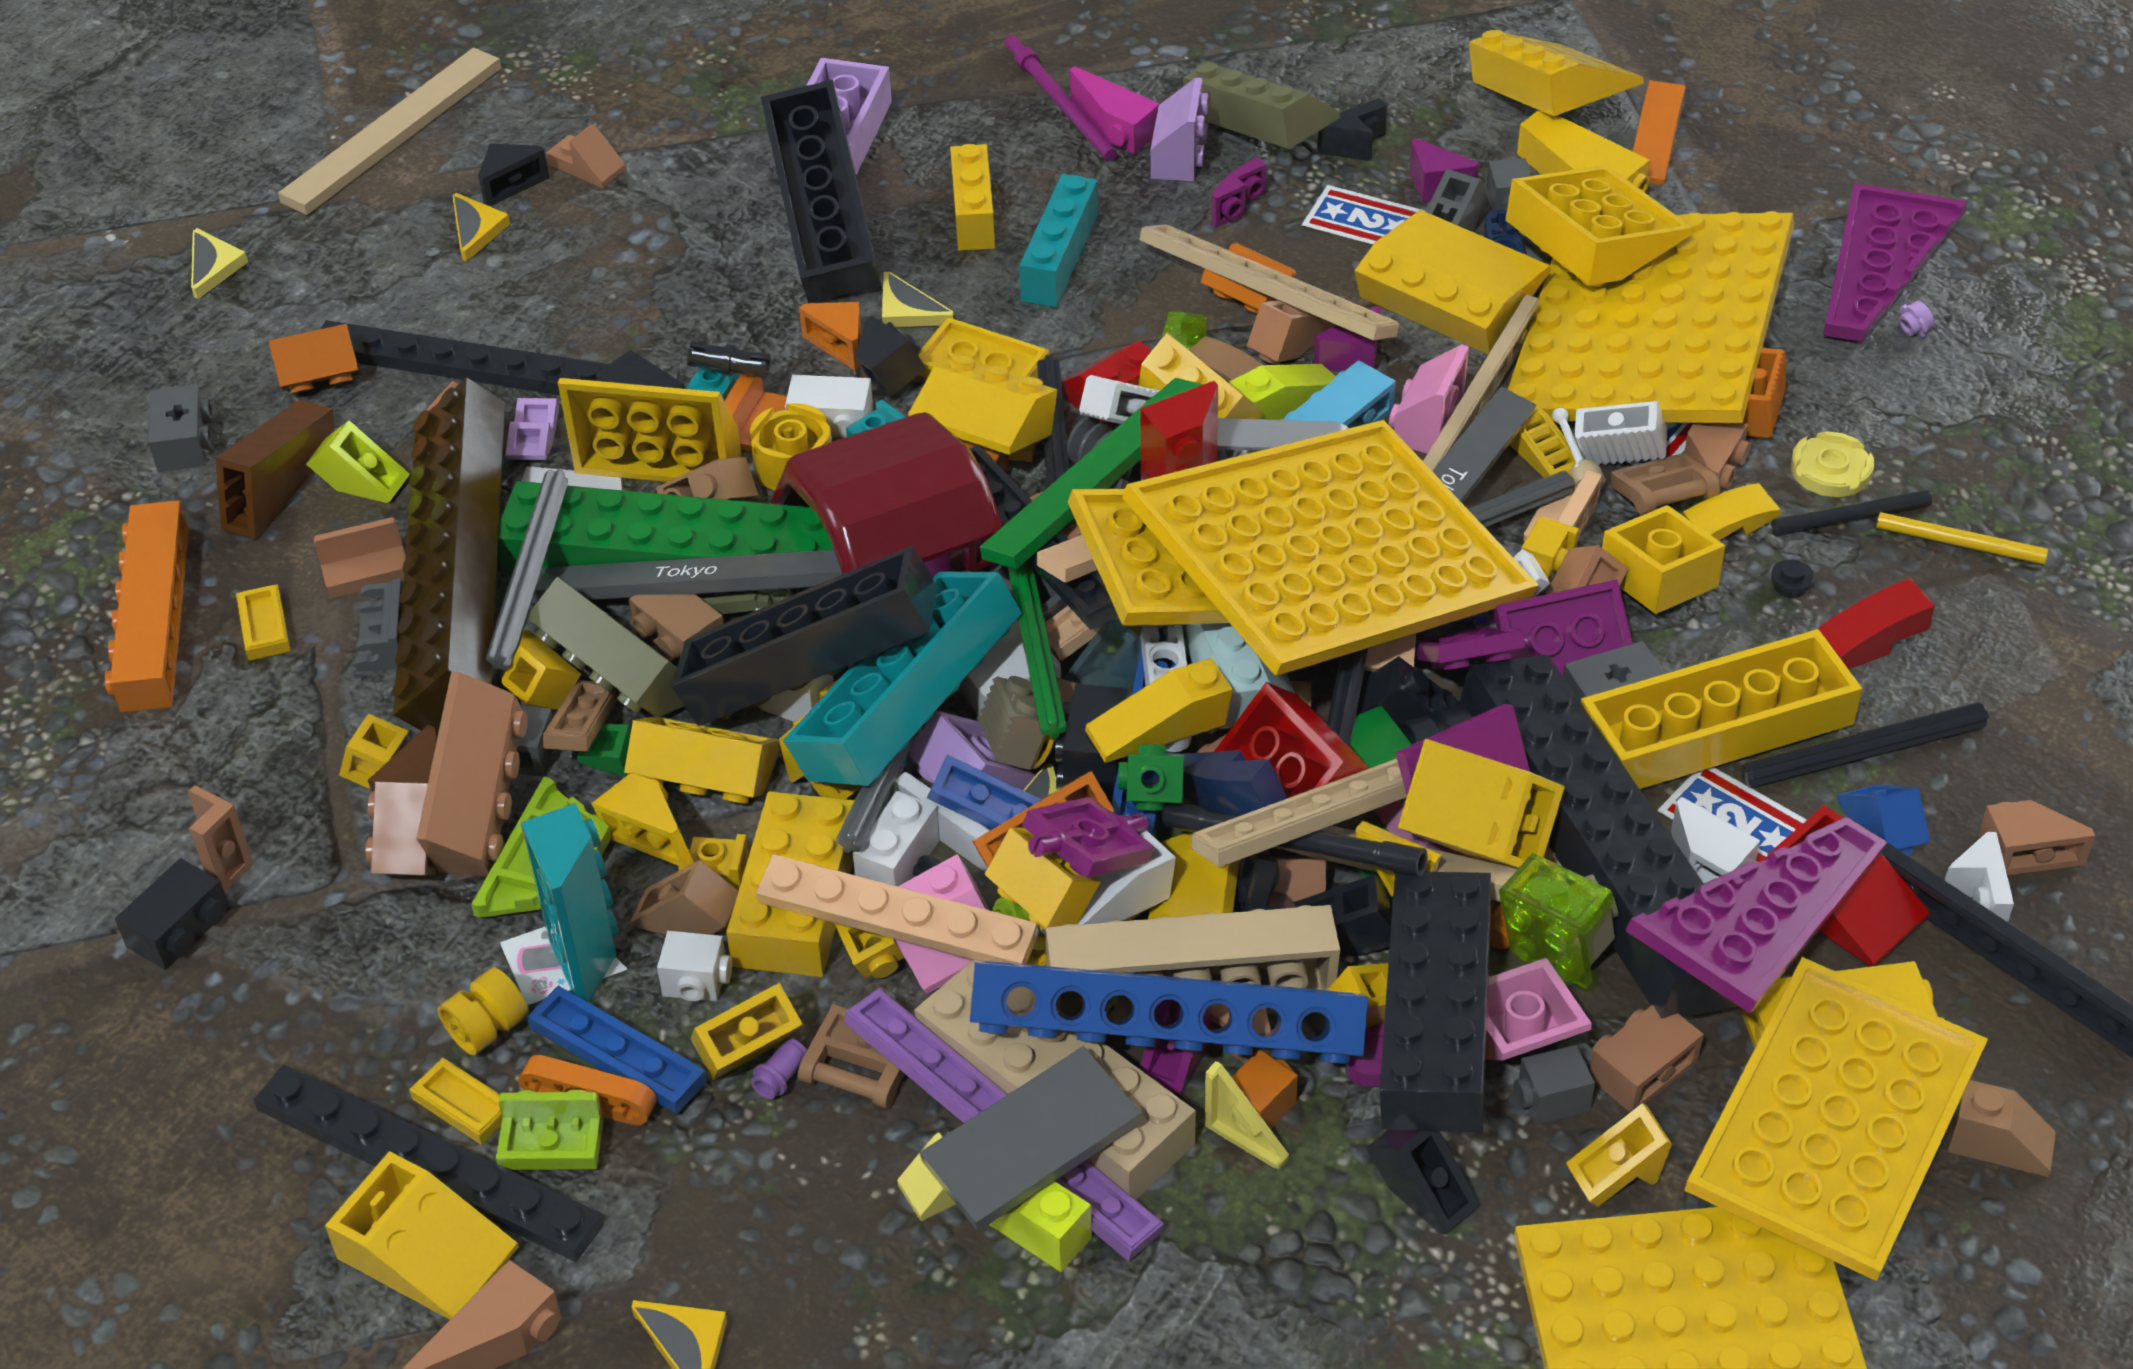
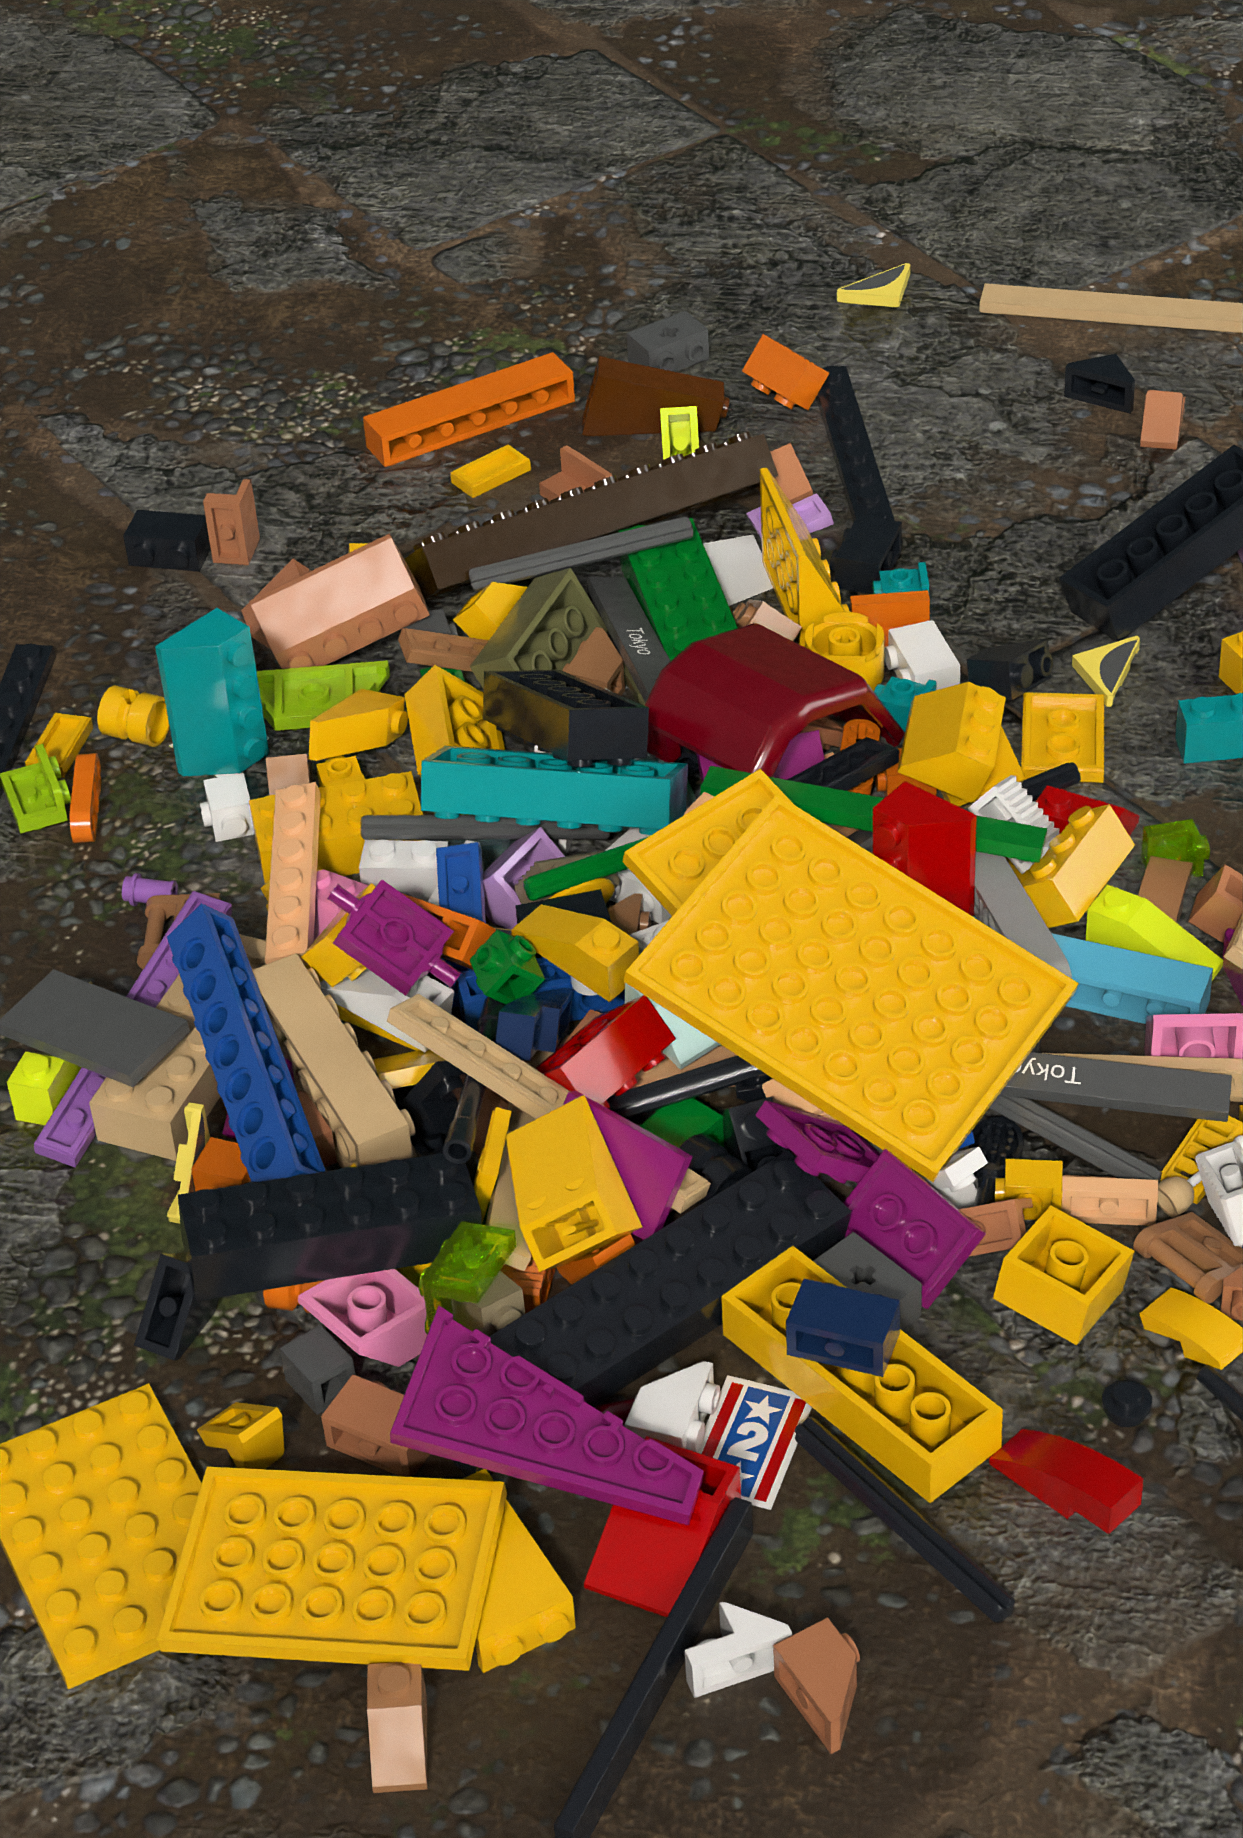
camera: 70 degrees right, 5 degrees down
(476, 224) = (1027, 397): yellow tile -> none
(616, 1048) = (132, 801): blue plate -> none
(728, 360) = (912, 572): black pin -> none
(746, 1031) = (164, 851): yellow brick -> none
(833, 329) = (1034, 623): orange slope -> none
(1711, 684) = (843, 1327): none -> dark blue brick
(1888, 812) = (788, 1546): blue slope -> none

